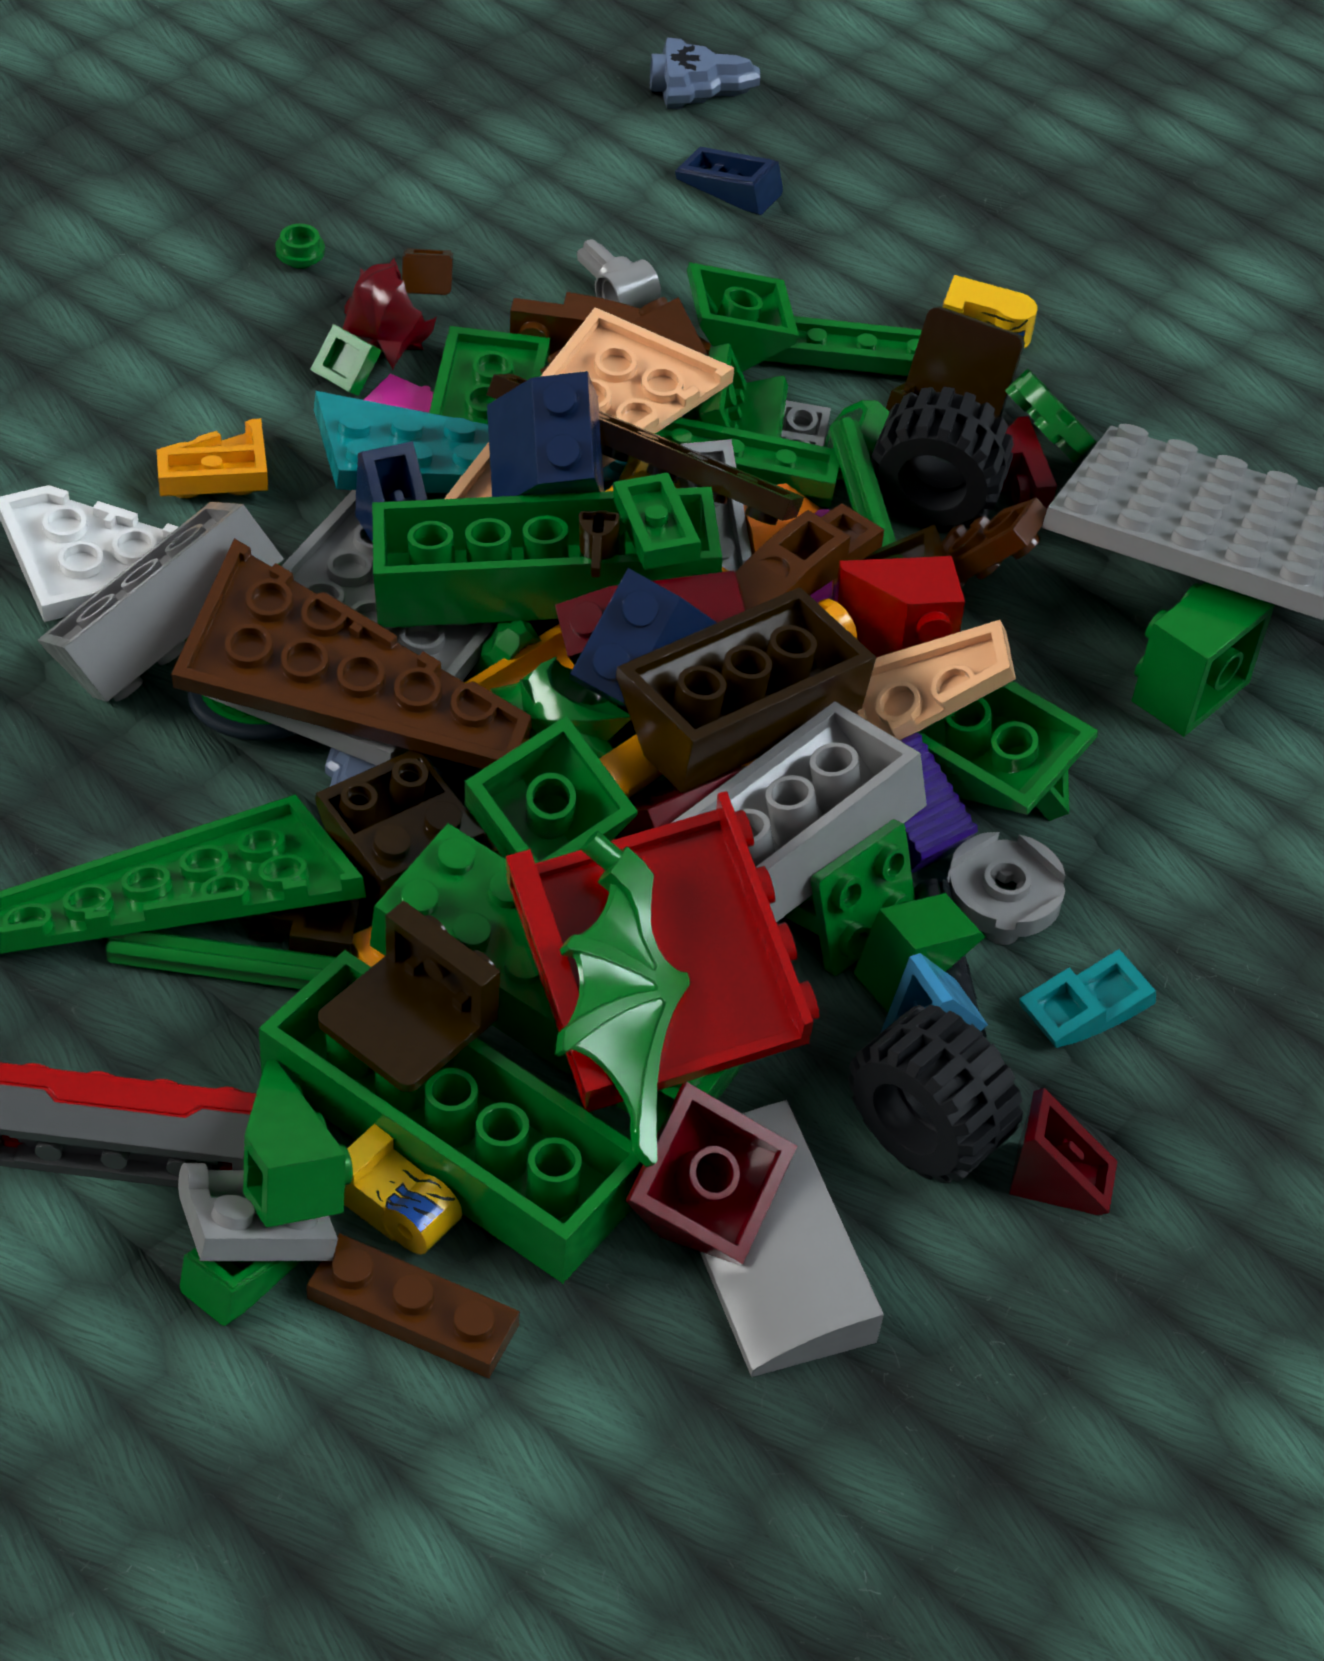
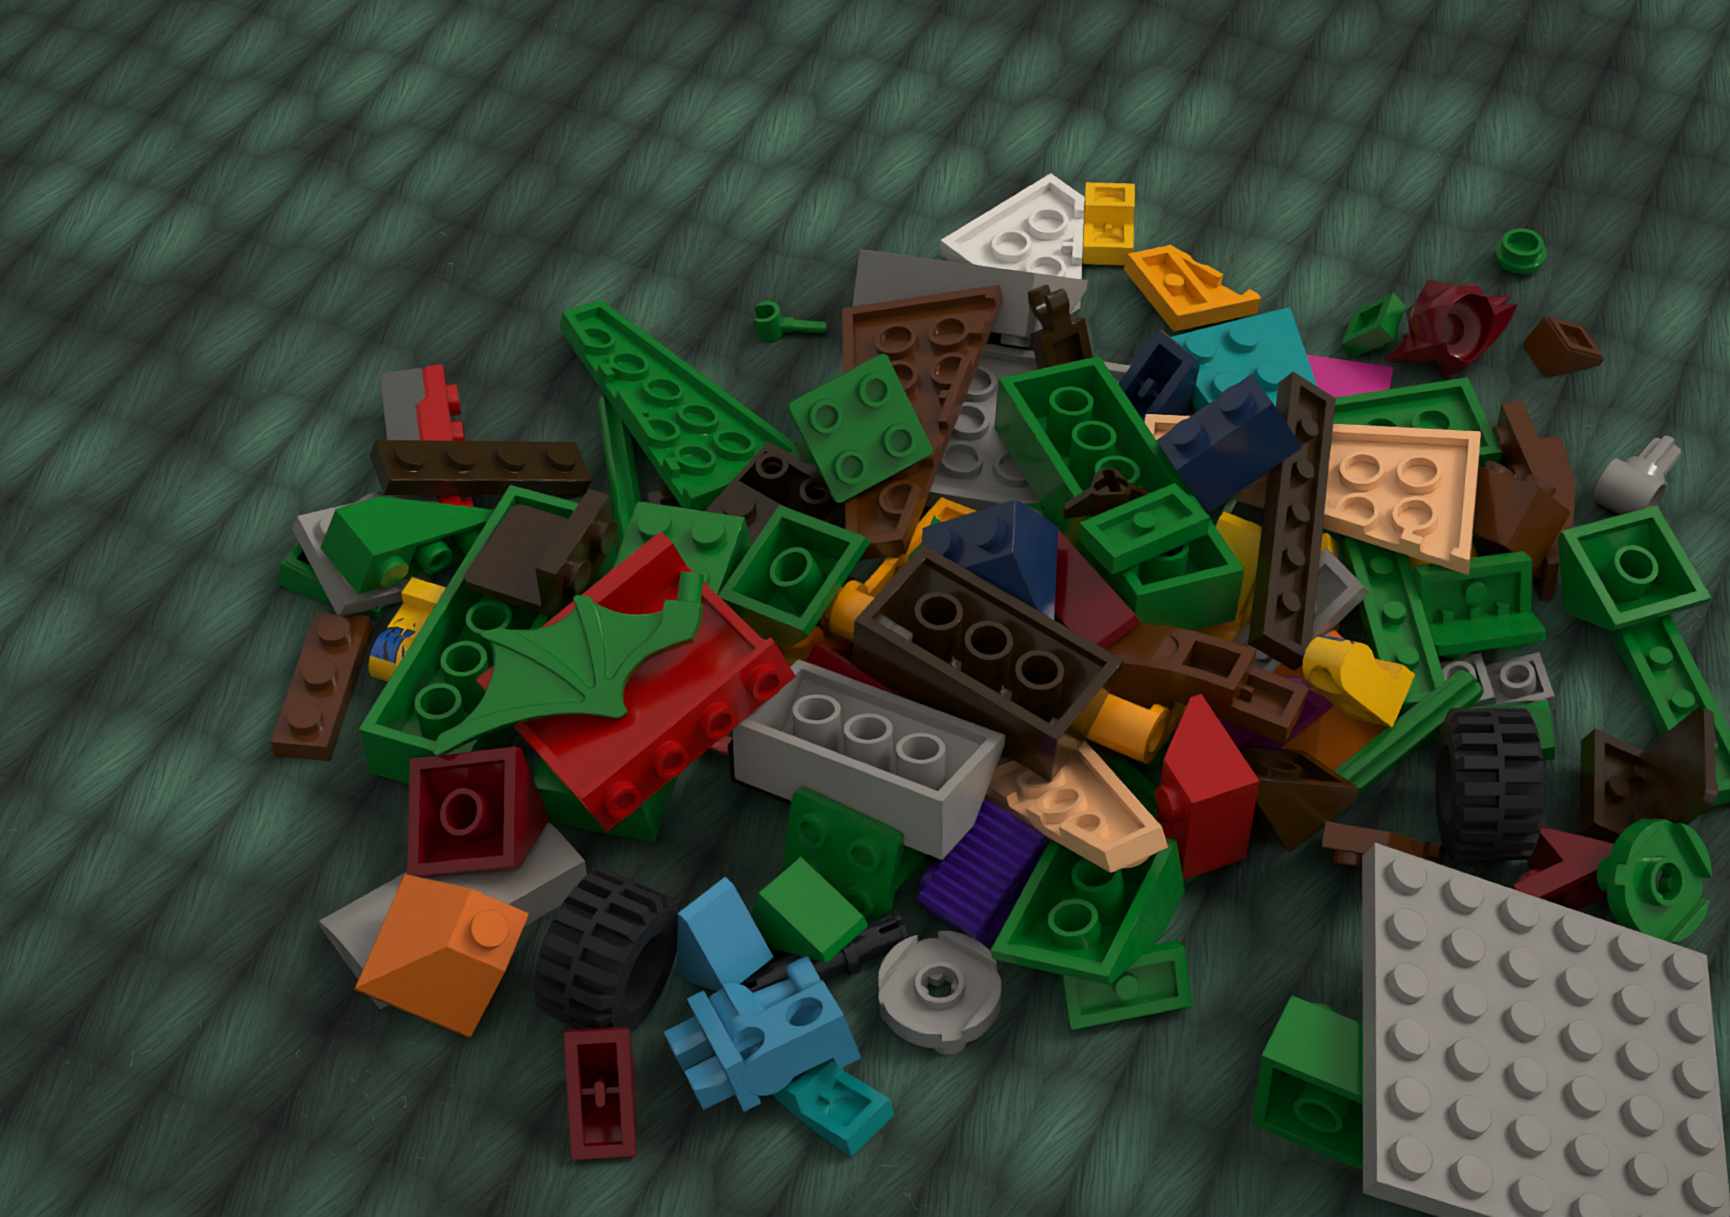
camera: 80 degrees right, 0 degrees up
(71, 770) = (772, 326): none -> green hand
(77, 476) = (1108, 223): none -> yellow slope
(194, 1063) = (478, 467): none -> dark brown plate
(304, 540) = (1062, 336): none -> dark brown plate
(394, 693) = (858, 428): none -> green bracket
(825, 480) = (1355, 680): none -> yellow leg
(878, 1231) = (441, 952): none -> orange slope
(1051, 1026) = (760, 1037): none -> dark azure hips

